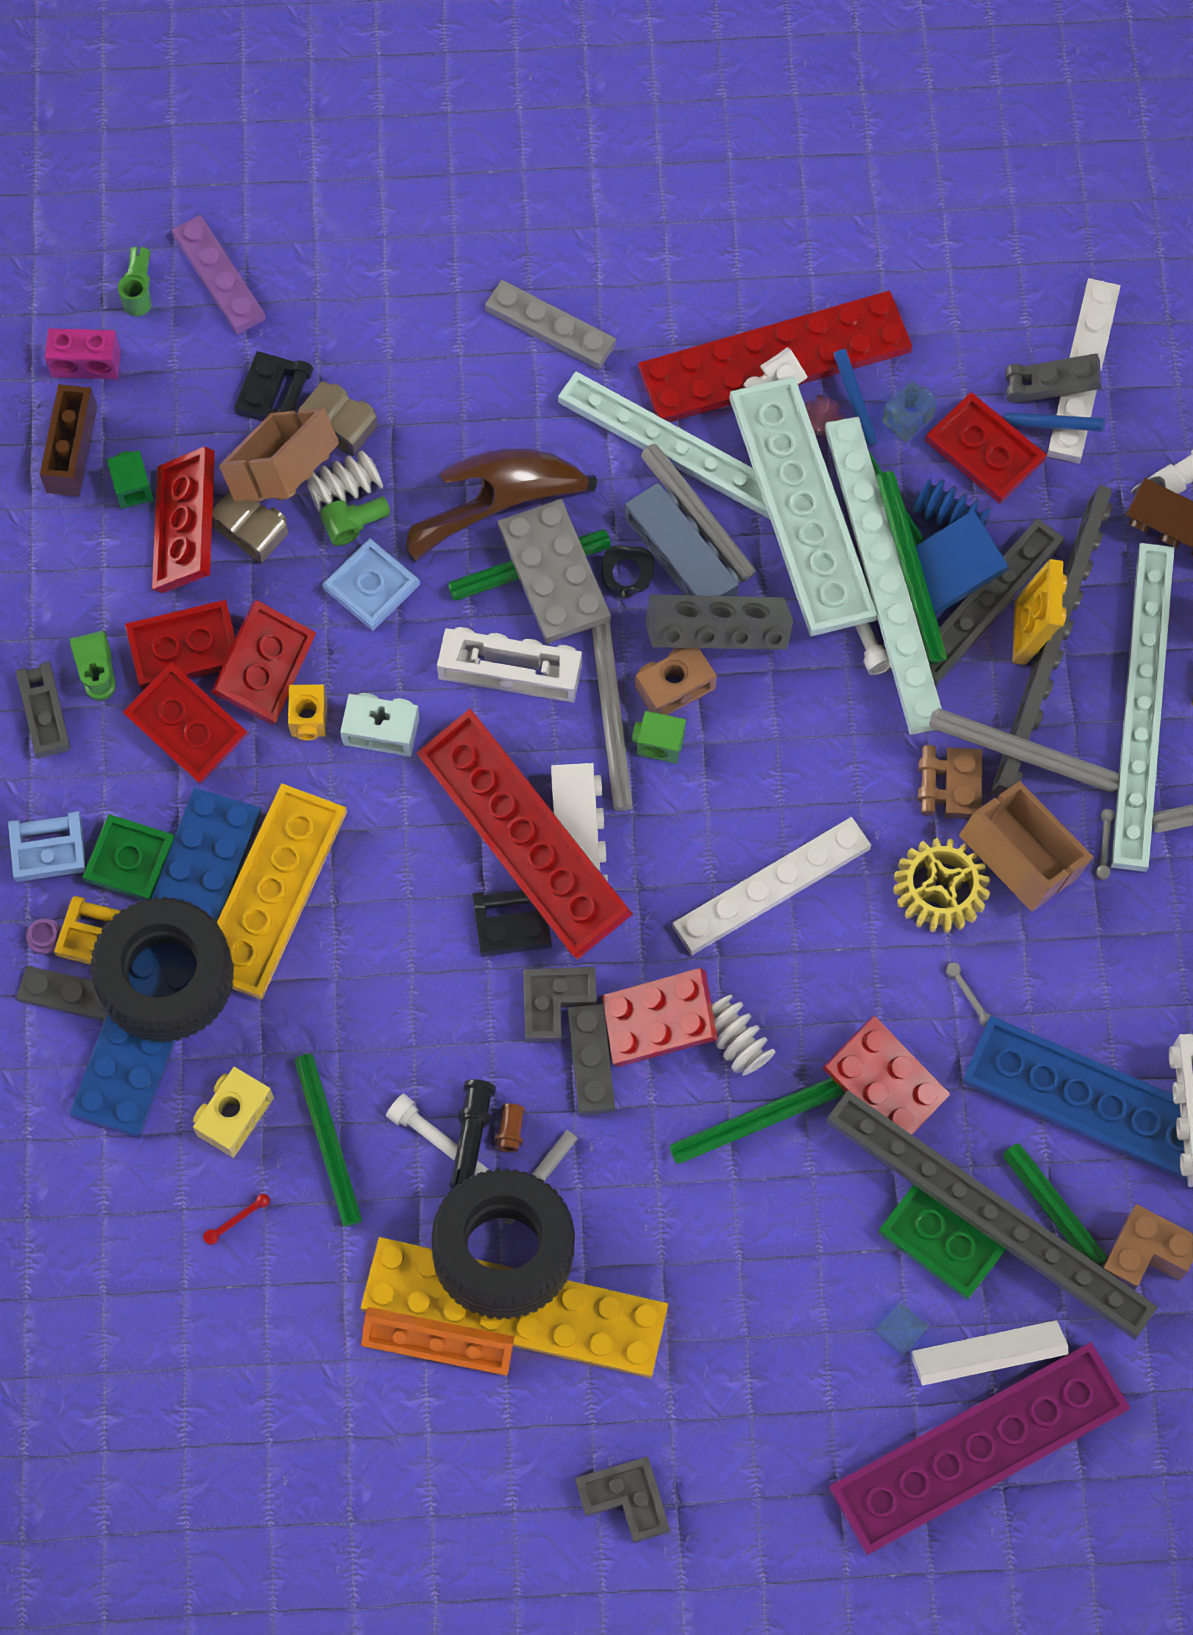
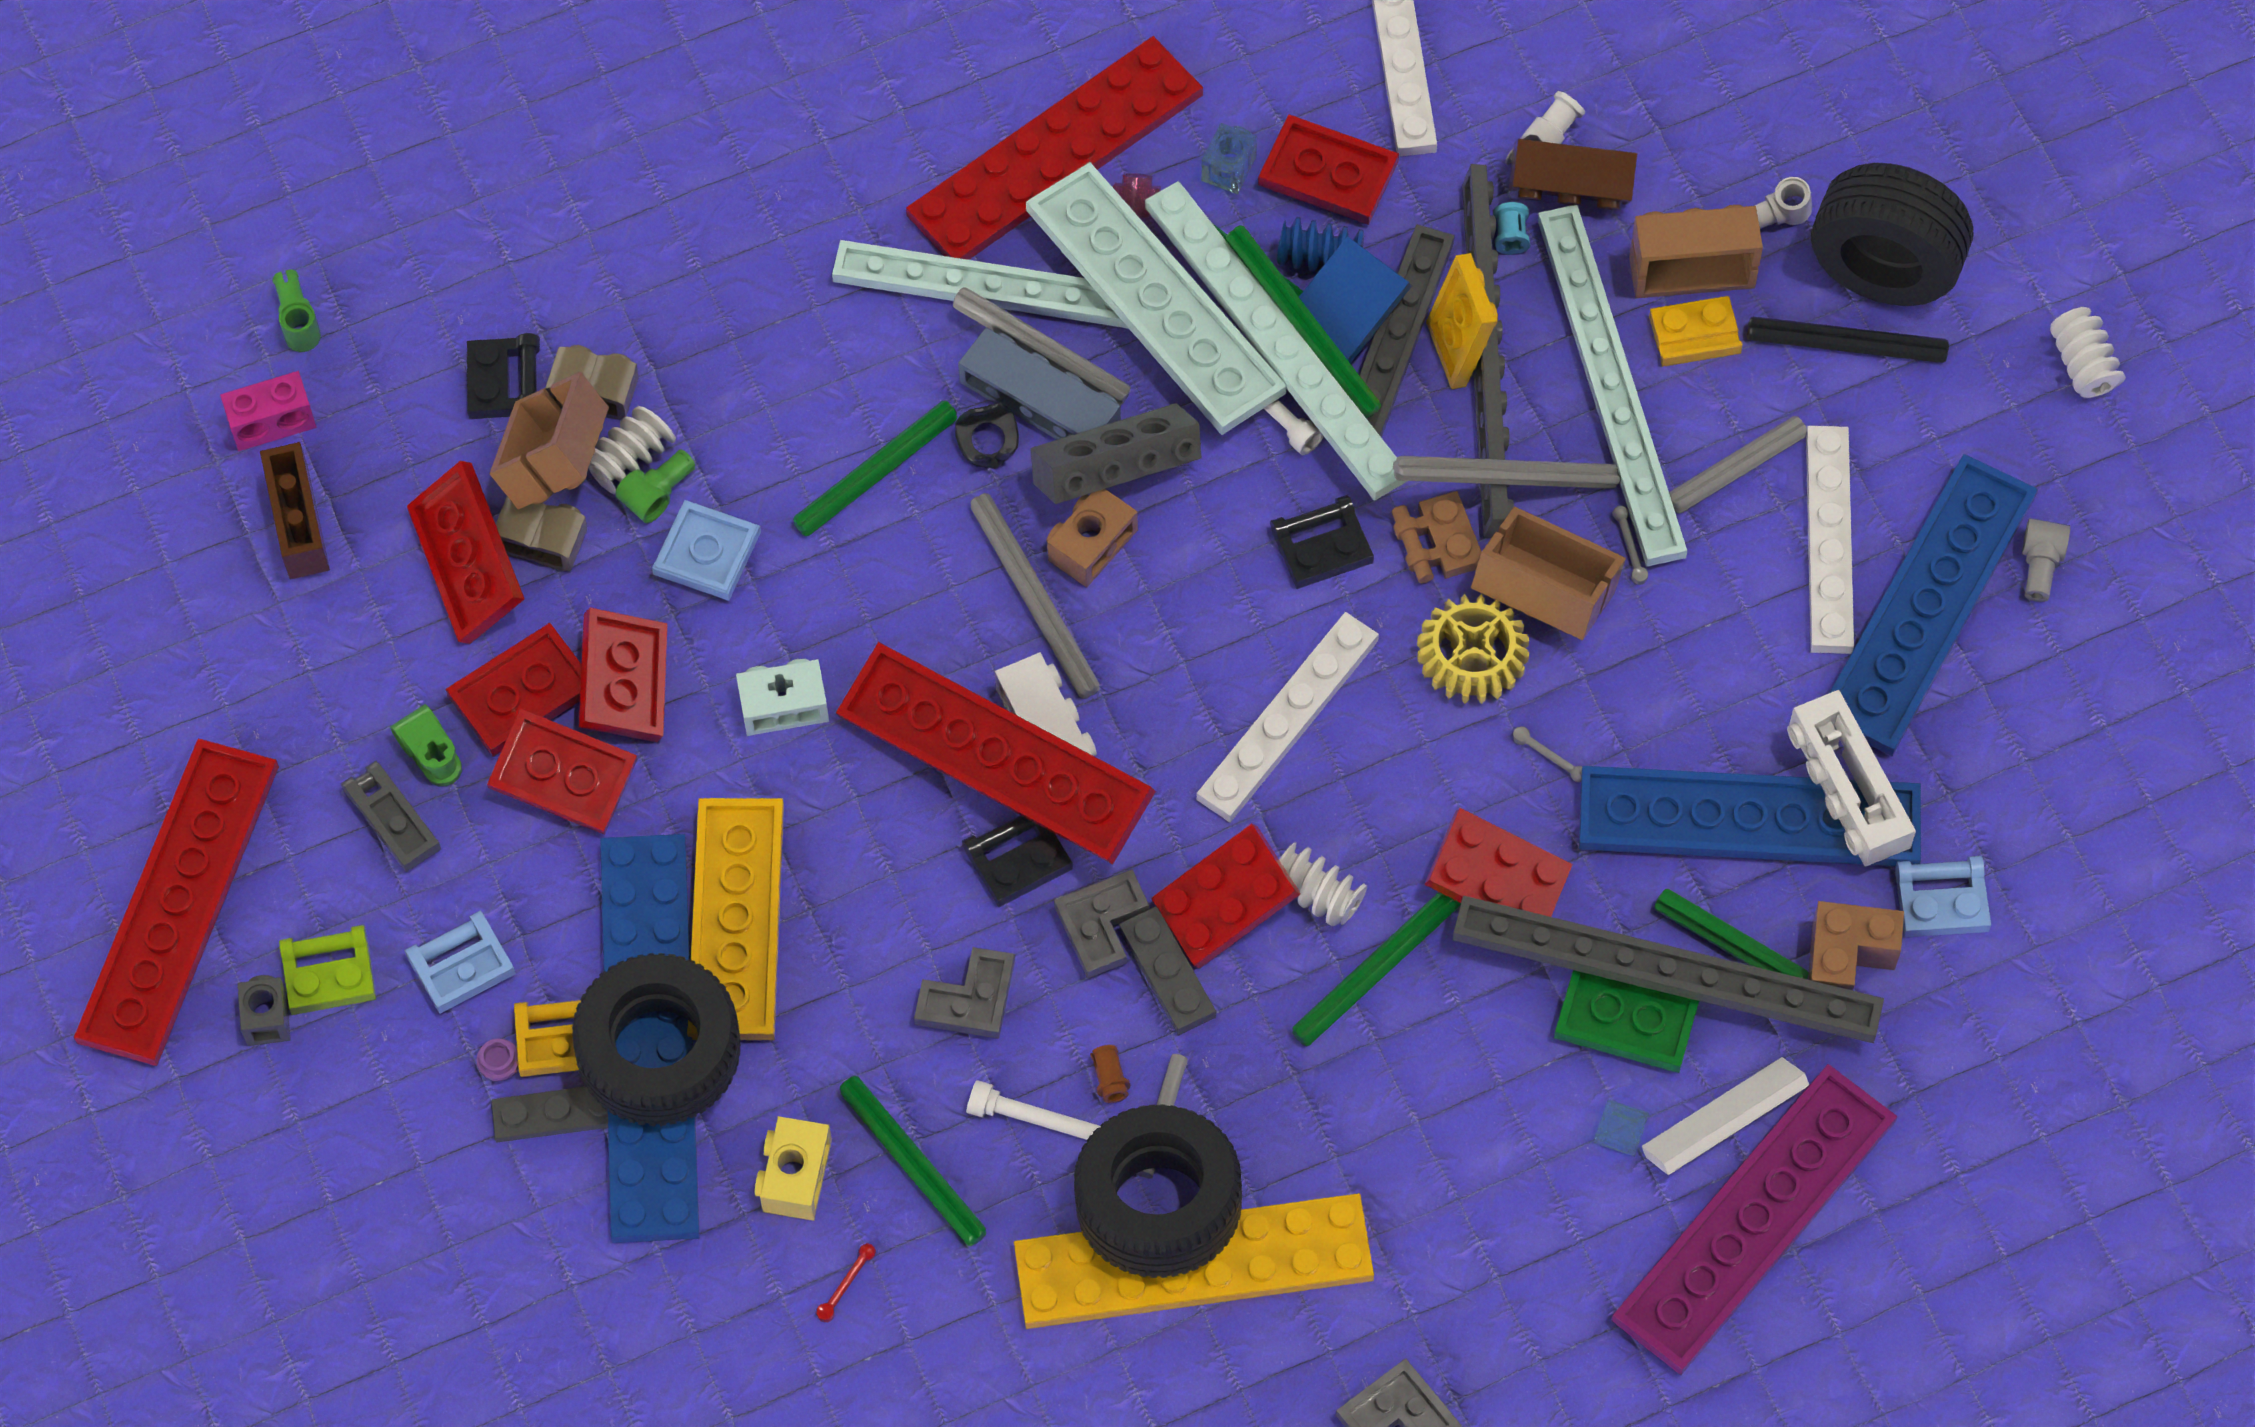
camera: 20 degrees left, 5 degrees down
(128, 858) = (559, 940): green plate -> none
(130, 479) = (382, 530): green brick -> none
(218, 274) = (385, 272): medium lavender plate -> none
(307, 698) = (691, 696): yellow brick -> none
(426, 1032) = (970, 1008): none -> flat silver plate
(437, 1341) = (1125, 1325): orange plate -> none
(473, 1119) = (1066, 1078): black pin -> none
(506, 480) = (811, 385): reddish brown piece -> none
(550, 324) = (788, 200): light grey plate -> none
(554, 571) = (908, 463): light grey plate -> none
(559, 664) = (900, 581): white brick -> none
(659, 736) = (1099, 600): bright green brick -> none
(778, 368) = (1068, 158): white plate -> none
(855, 396) = (1160, 158): blue bar -> none
(857, 763) = (1325, 553): none -> black plate
(1053, 378) = (1372, 69): dark grey plate -> none
(1055, 421) = (1394, 114): blue bar -> none
(1113, 548) = (1511, 228): none -> medium azure bush

